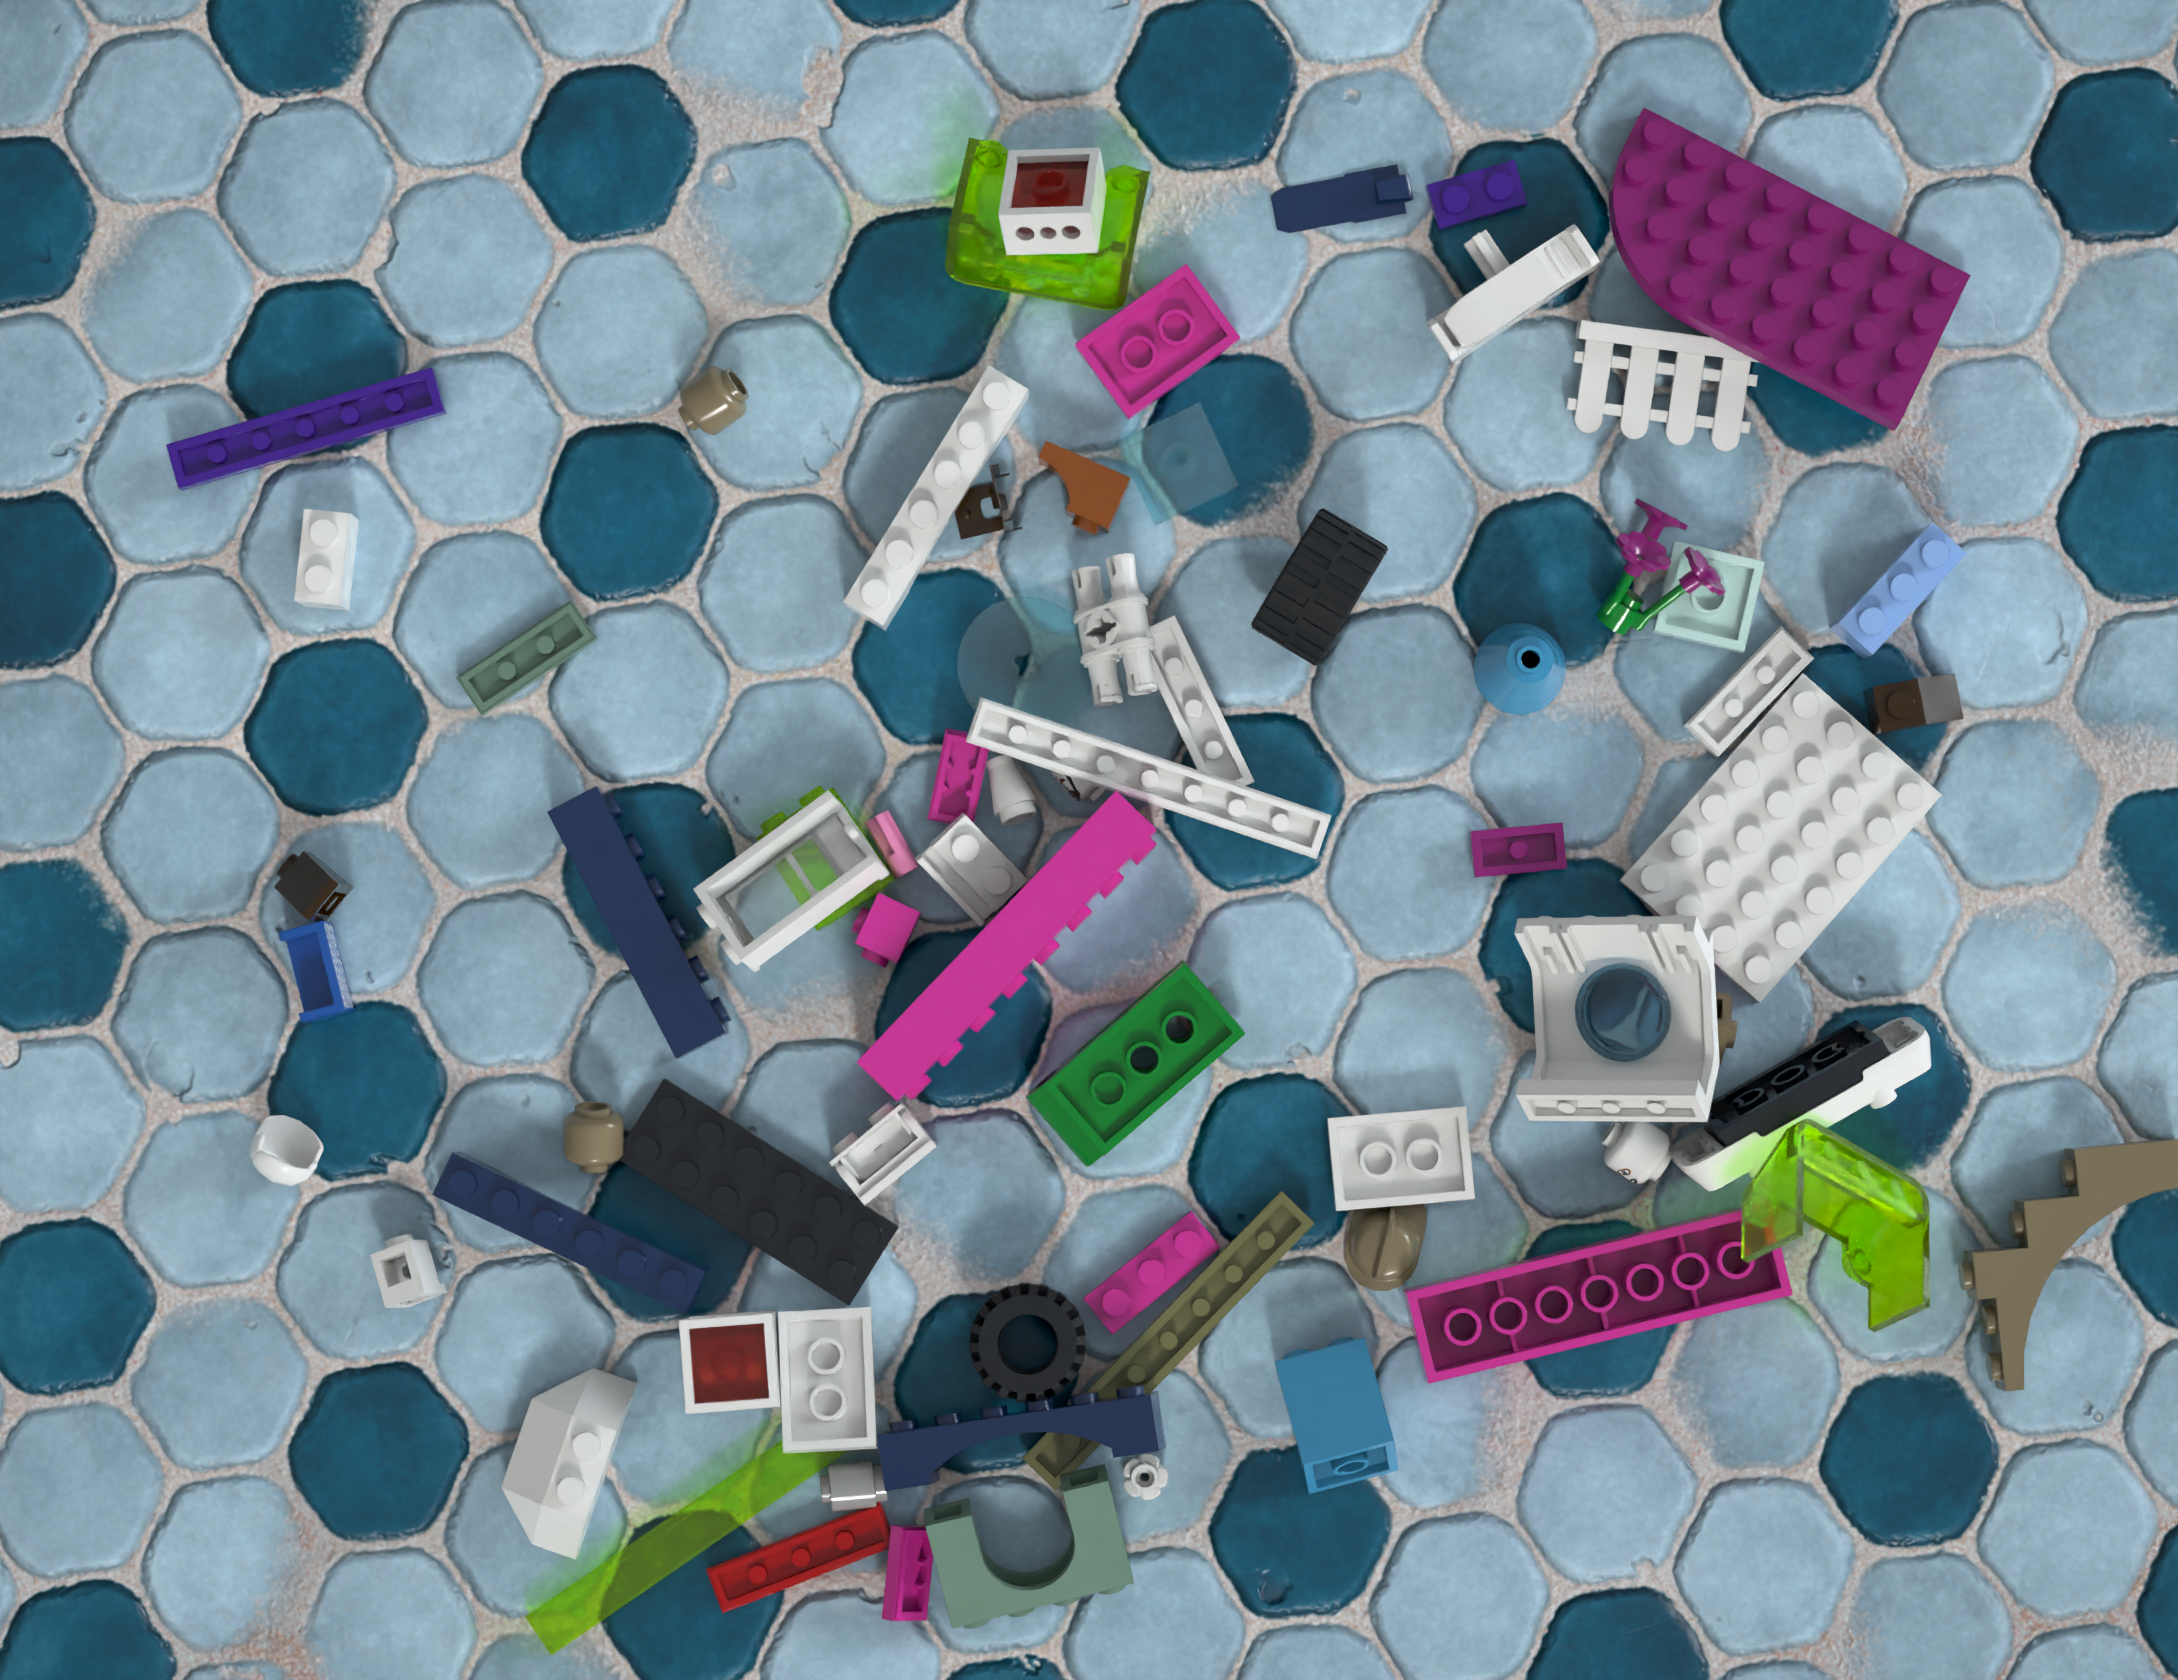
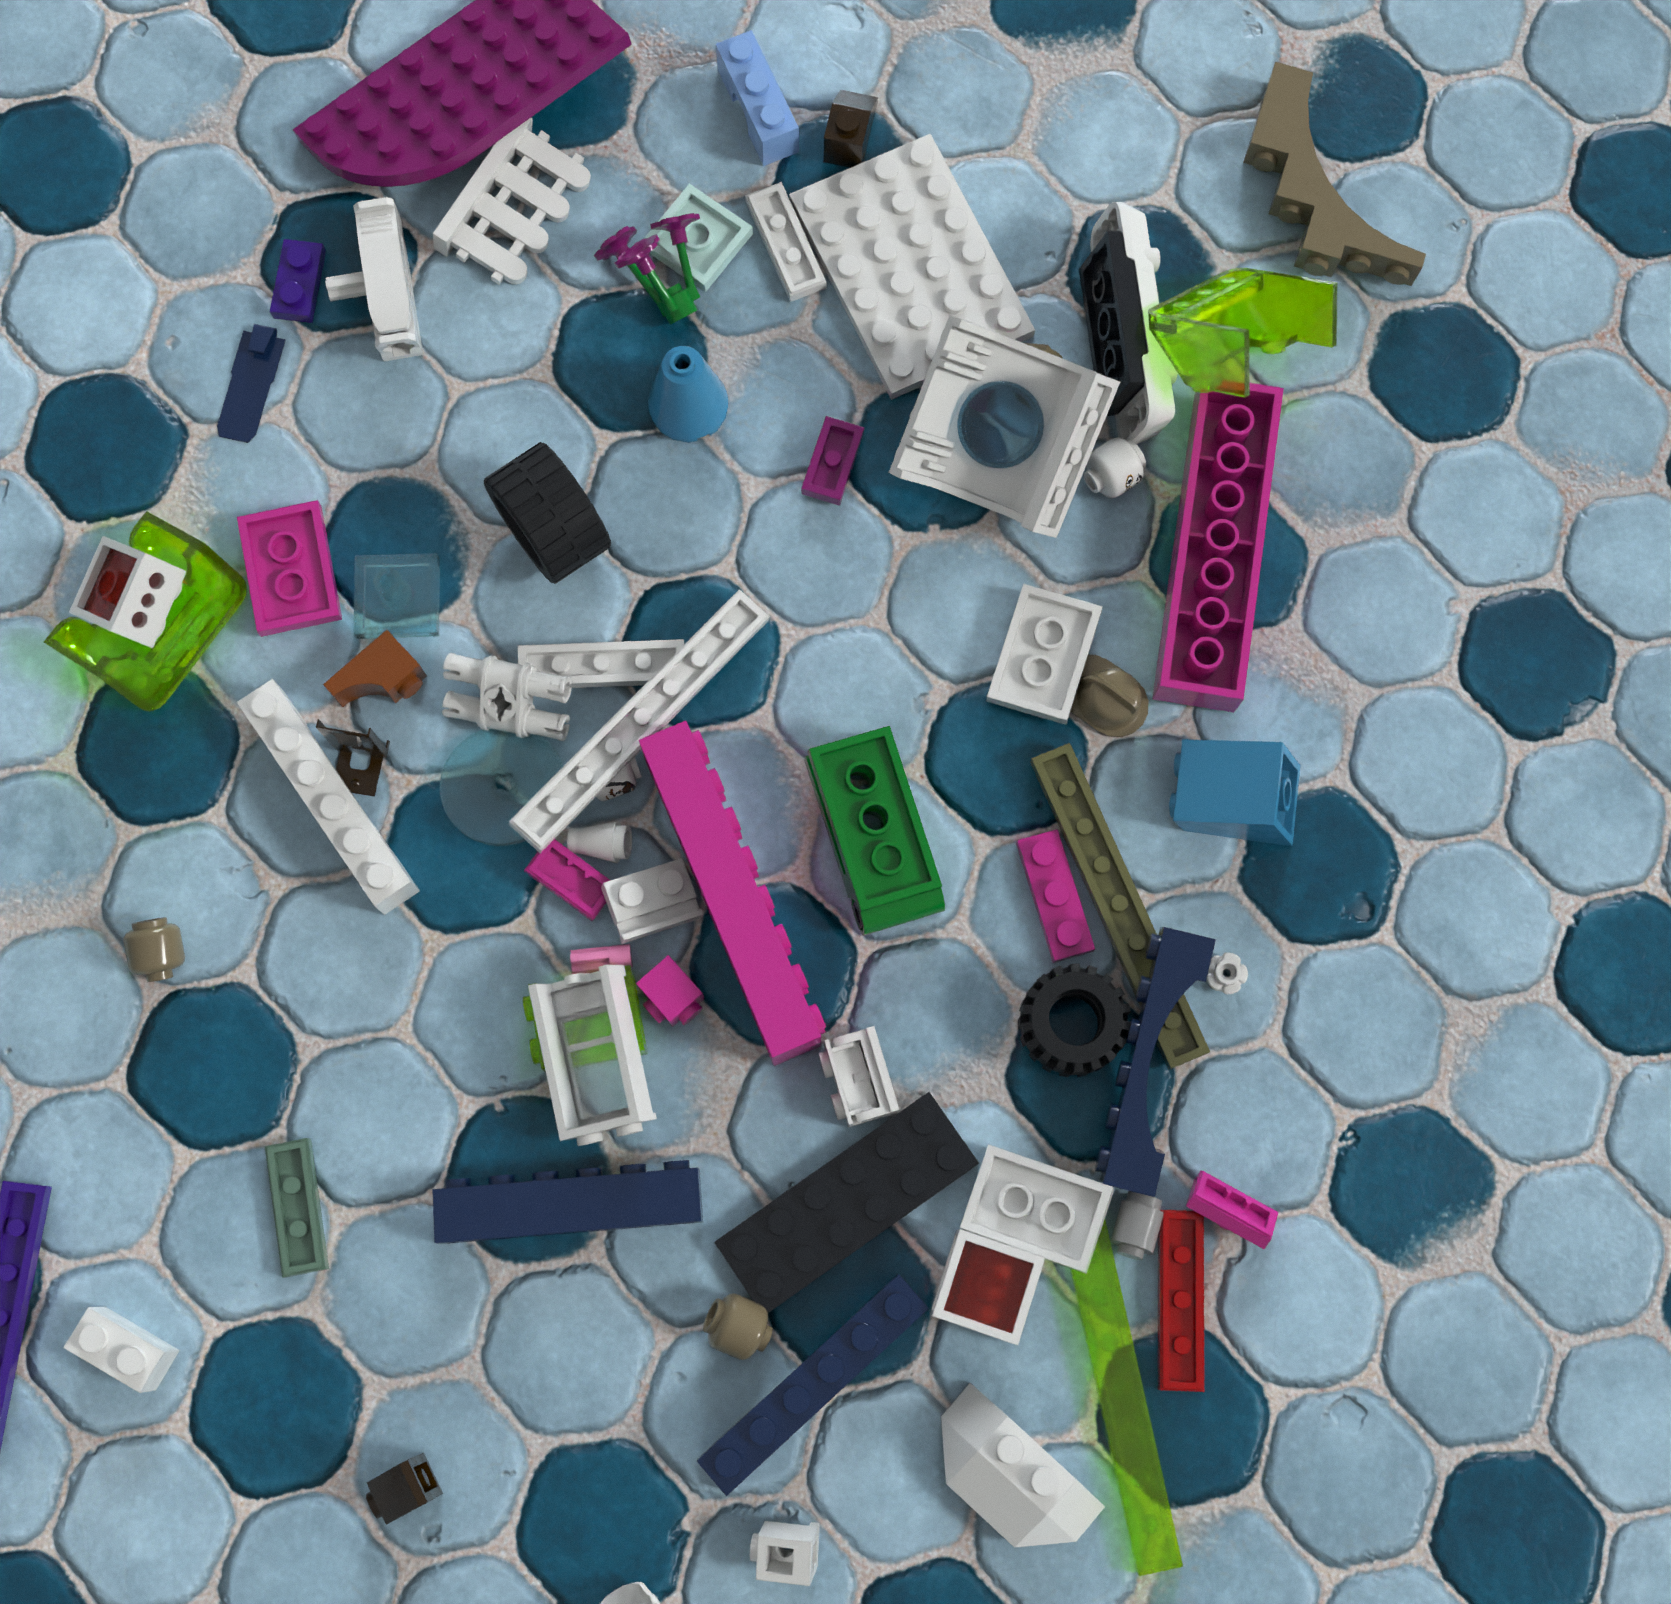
camera: 70 degrees left, 10 degrees down
(318, 971) = (481, 1517): blue panel -> none
(983, 1590) = (1284, 1048): sand green arch -> none

